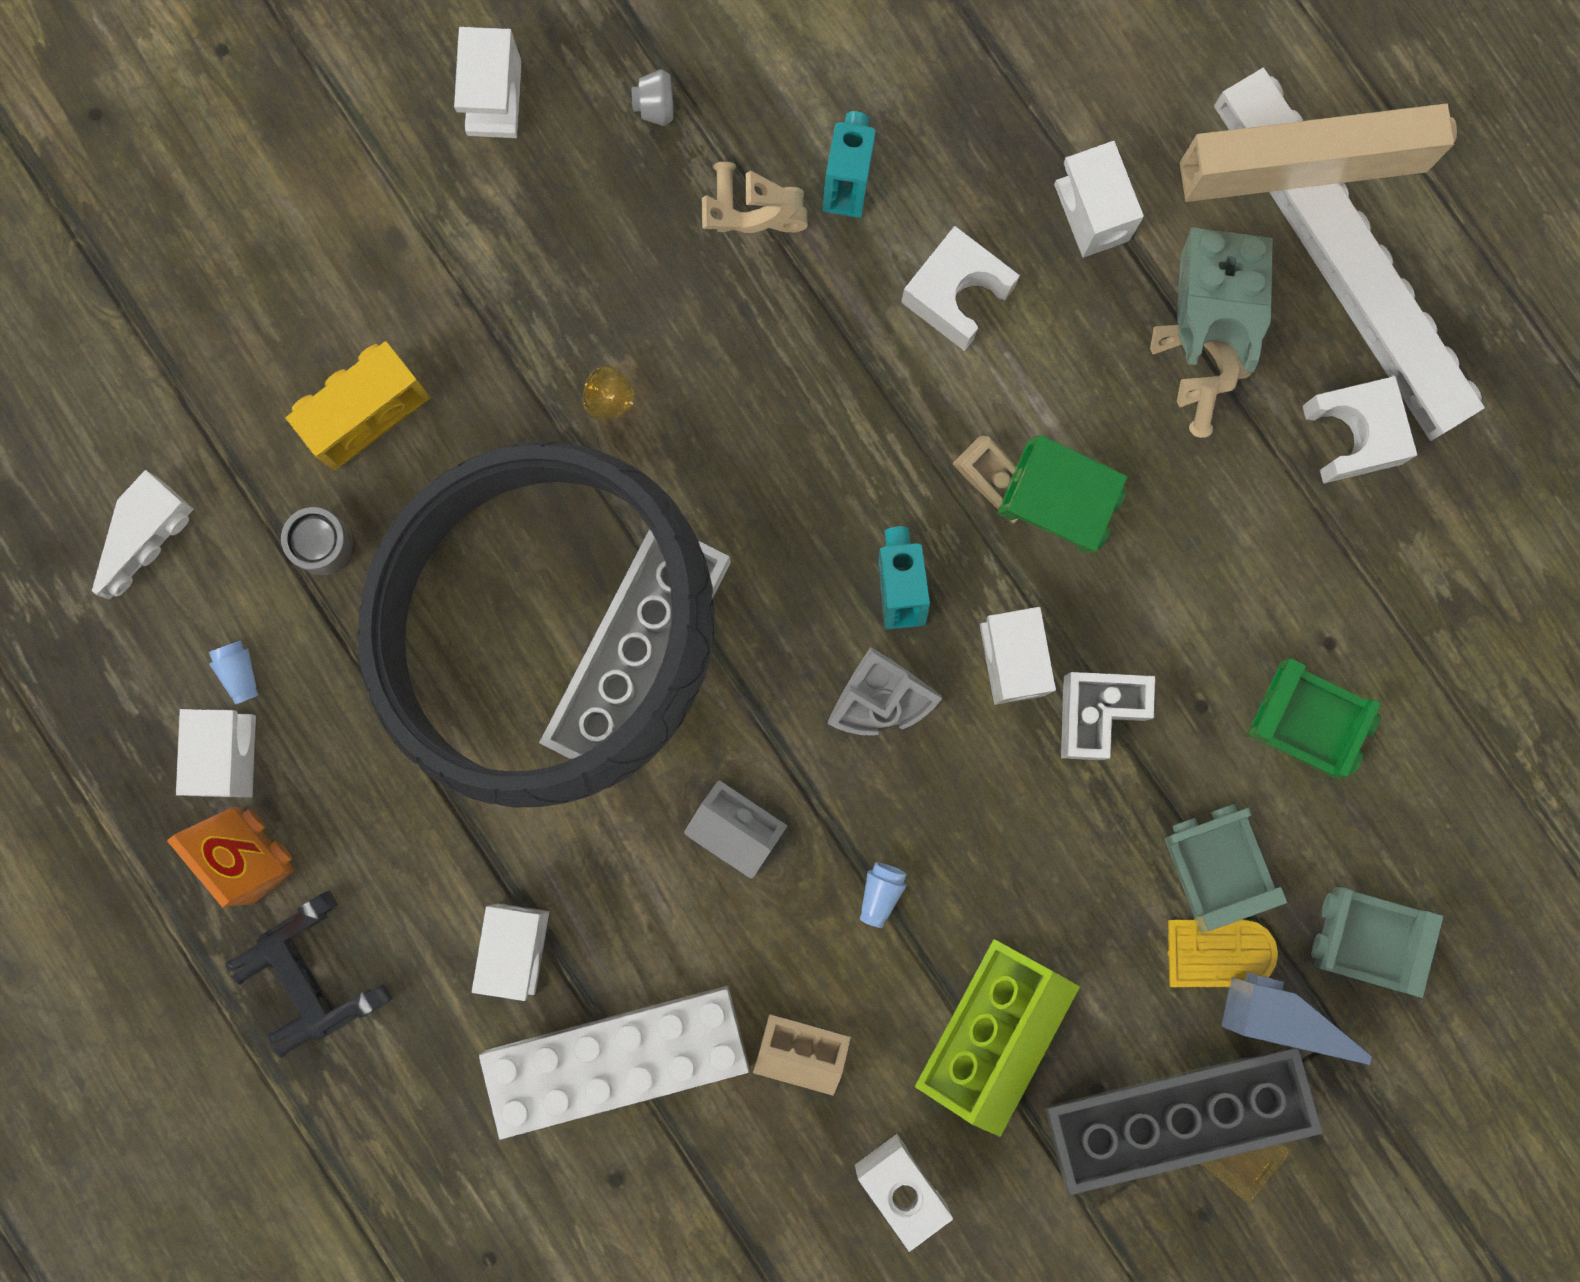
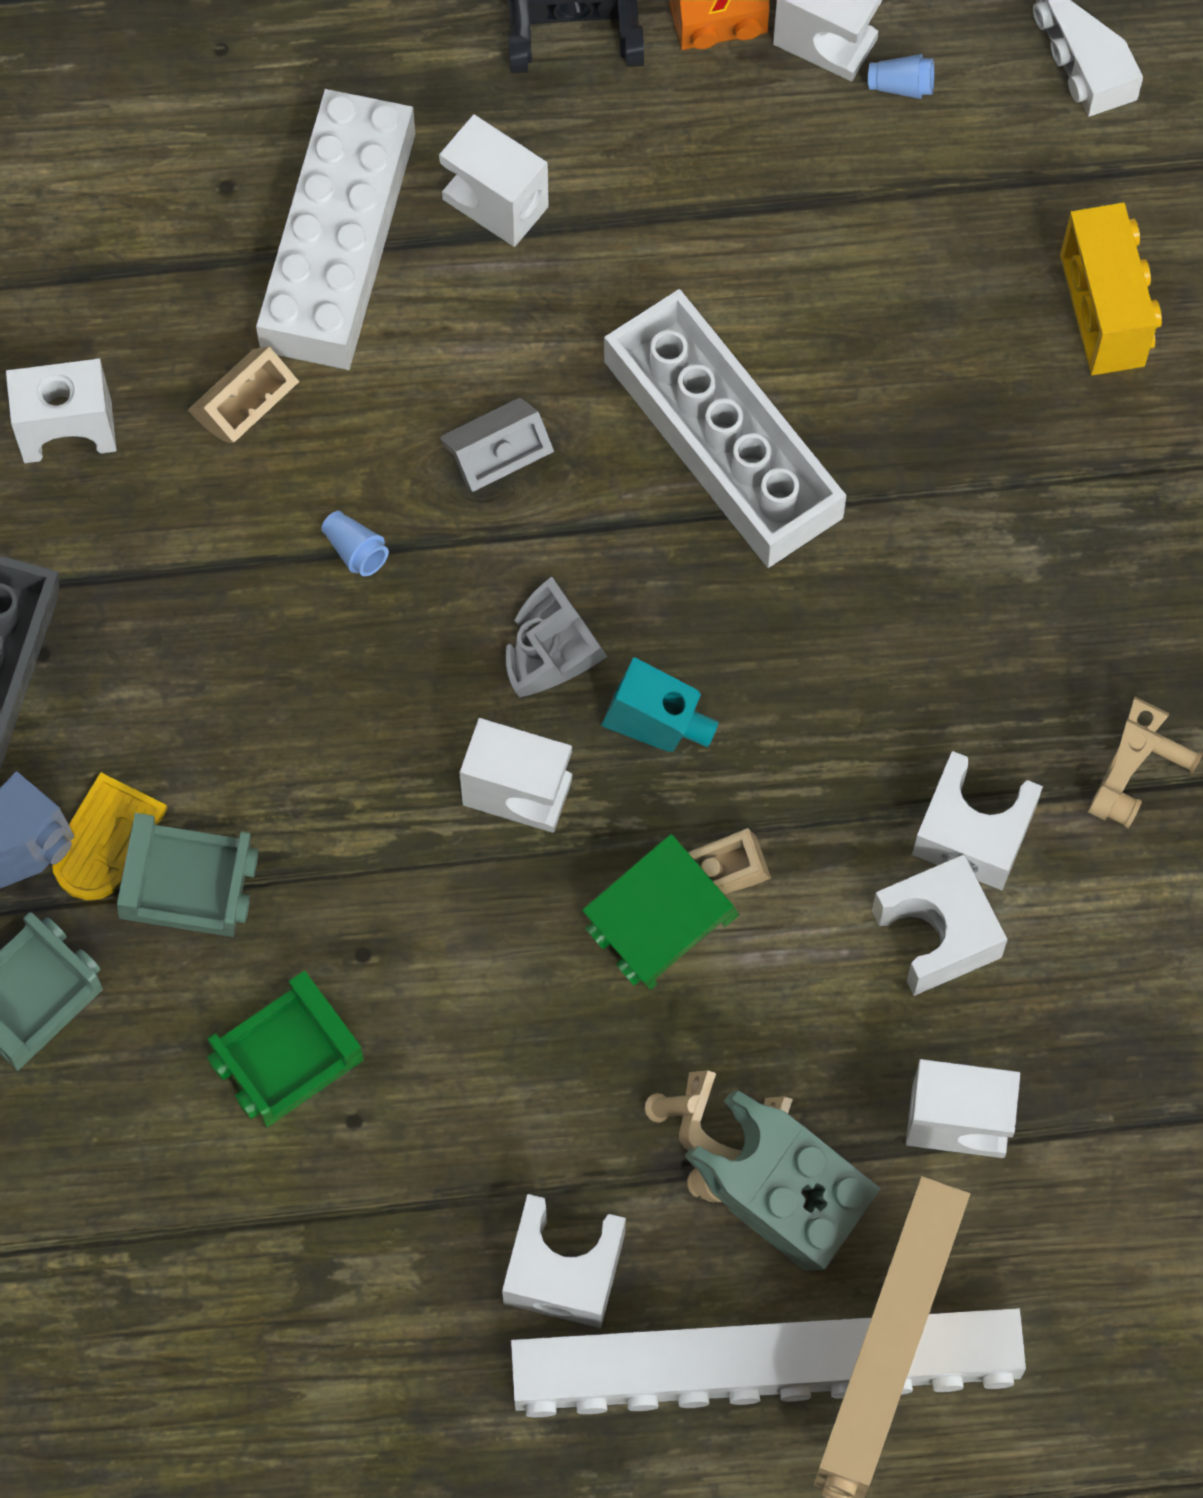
camera: 120 degrees right, 15 degrees down
(317, 541) = (993, 199): light grey piece -> none
(407, 550) = (851, 203): black tyre -> none
(607, 393) = (1004, 530): clear yellow cone -> none
(849, 166) = (1134, 878): teal torso -> none
(880, 286) = (984, 839): none -> white piece
(997, 1038) = (150, 578): lime slope -> none
(1092, 702) = (425, 832): white brick -> none

